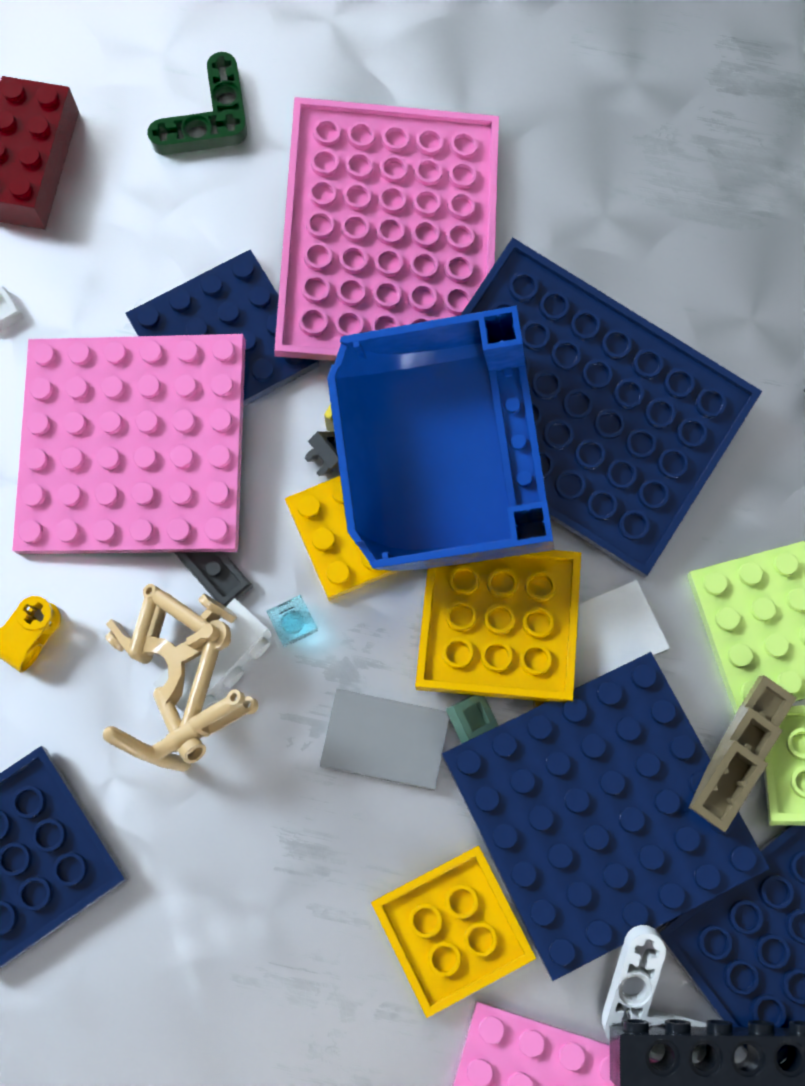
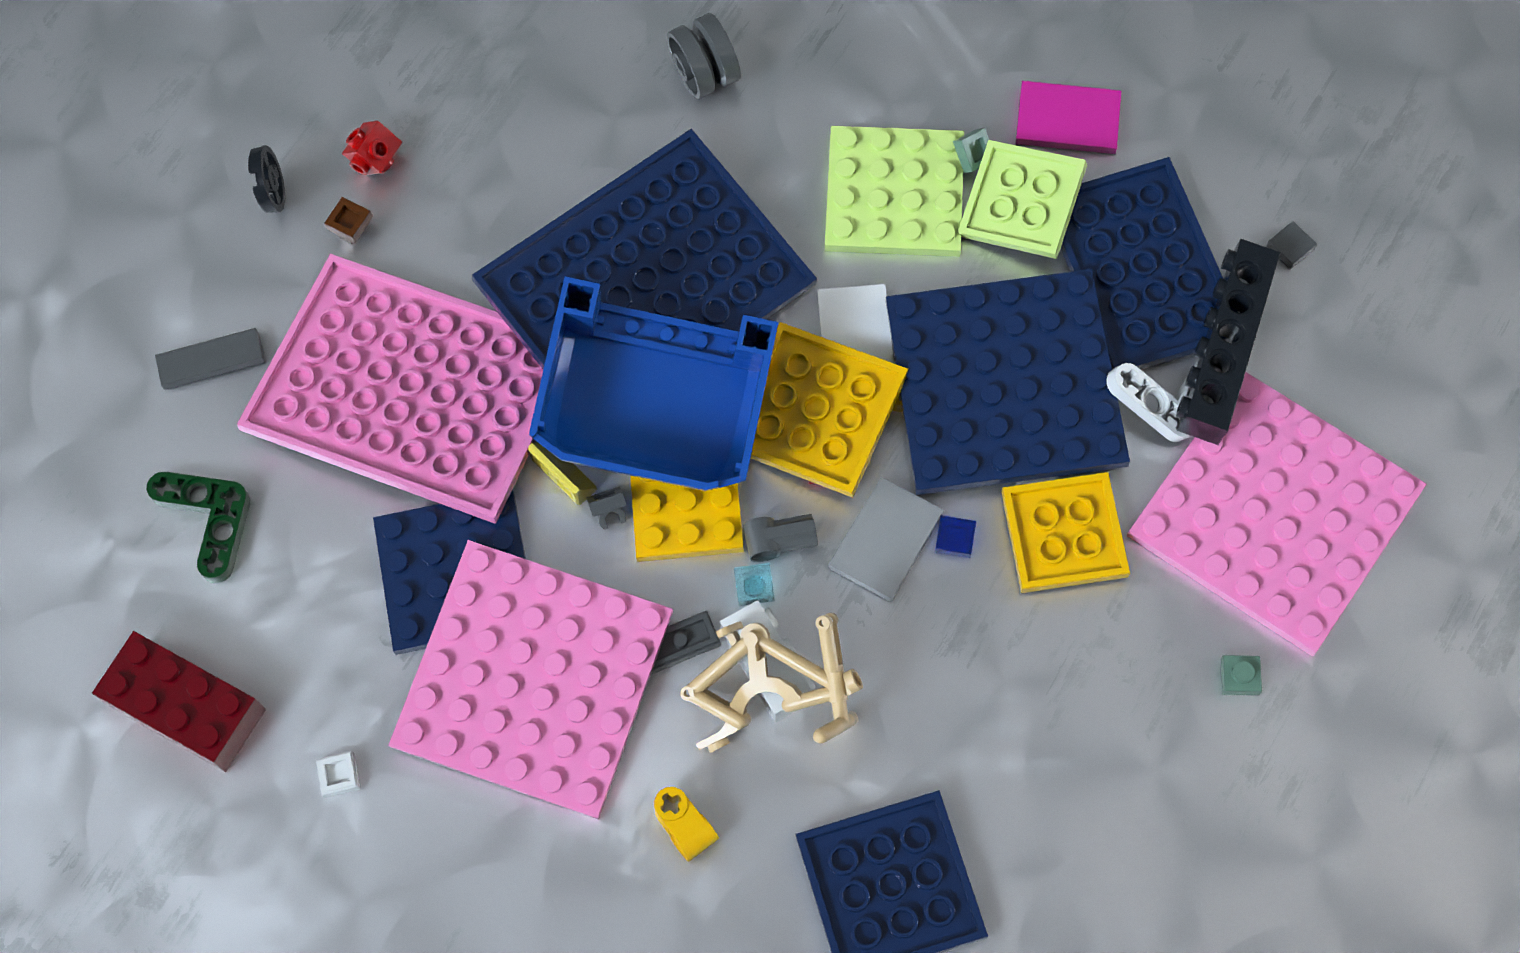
camera: 65 degrees left, 5 degrees down
(347, 622) = (771, 537): none -> dark grey piece
(360, 59) = (209, 358): none -> dark grey tile
(411, 811) = (955, 536): none -> clear blue tile
(471, 717) = (892, 460): sand green plate -> none
(538, 118) = (348, 220): none -> reddish brown tile
(558, 24) = (268, 178): none -> black piece
(626, 121) = (371, 148): none -> red brick
(742, 753) = (993, 255): dark tan slope -> none

